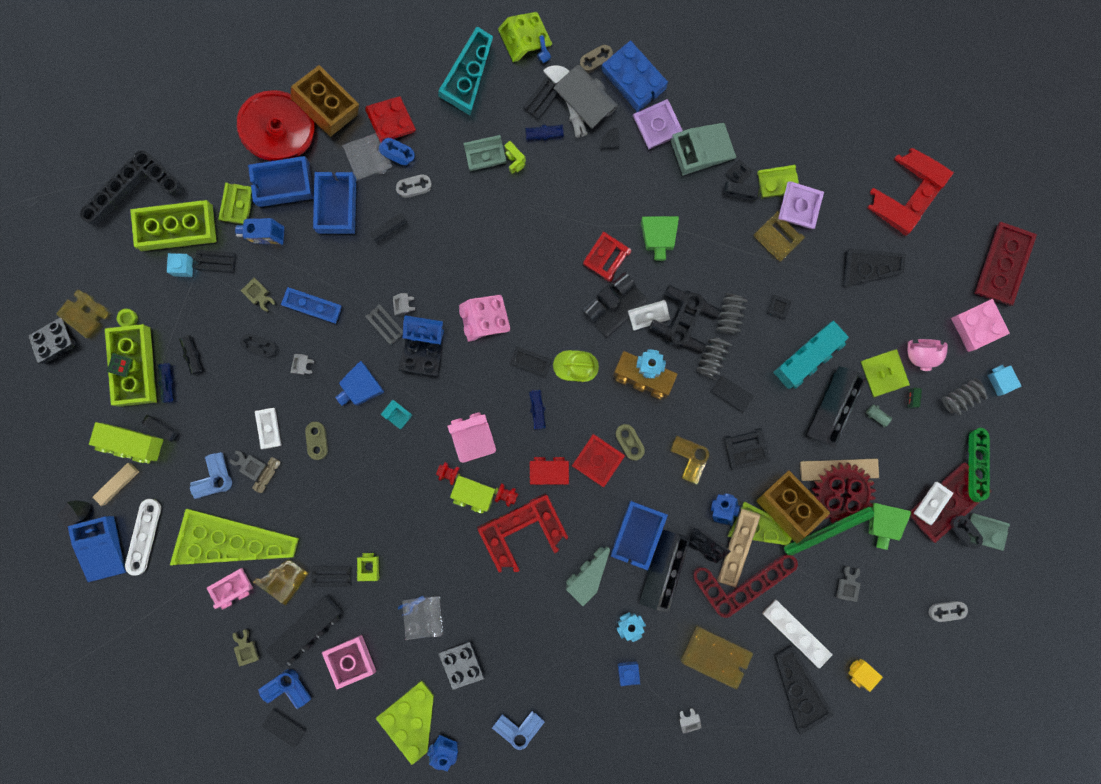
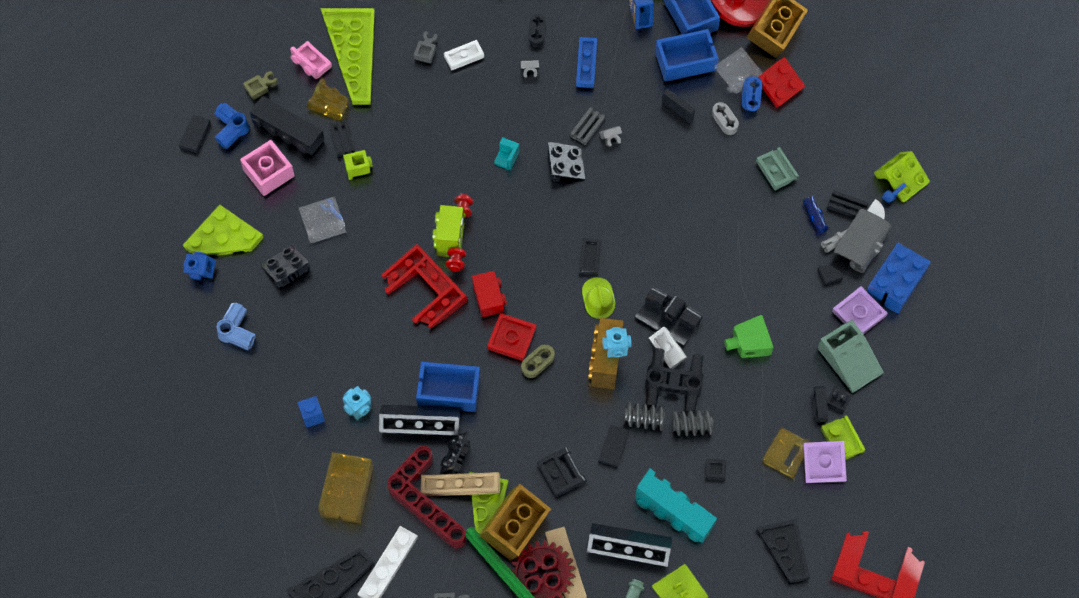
camera: 75 degrees right, 20 degrees down
(217, 470) = (407, 27): medium blue piece -> none
(256, 293) = (584, 16): olive plate -> none
(266, 475) = (421, 64): dark tan axle -> none
(318, 440) = (464, 97): olive plate -> none
(358, 386) = (524, 117): blue torso -> none
(422, 329) = (591, 153): blue bracket -> none
(465, 76) = (848, 133): teal wedge -> none
(472, 437) = (504, 221): bright pink bracket -> none
(484, 317) = (621, 205): bright pink bracket -> none
(514, 154) = (784, 192): lime bracket -> none
(537, 409) = (545, 272): clear blue pin -> none
(587, 582) = (395, 351): sand green slope -> none
(593, 55) = (905, 239): dark tan beam -> none
(601, 253) = (716, 292): red plate -> none
(687, 449) = (532, 425): clear yellow piece -> none
(689, 723) = (275, 481): light grey tile -> none
(725, 509) = (495, 461): blue brick -> none

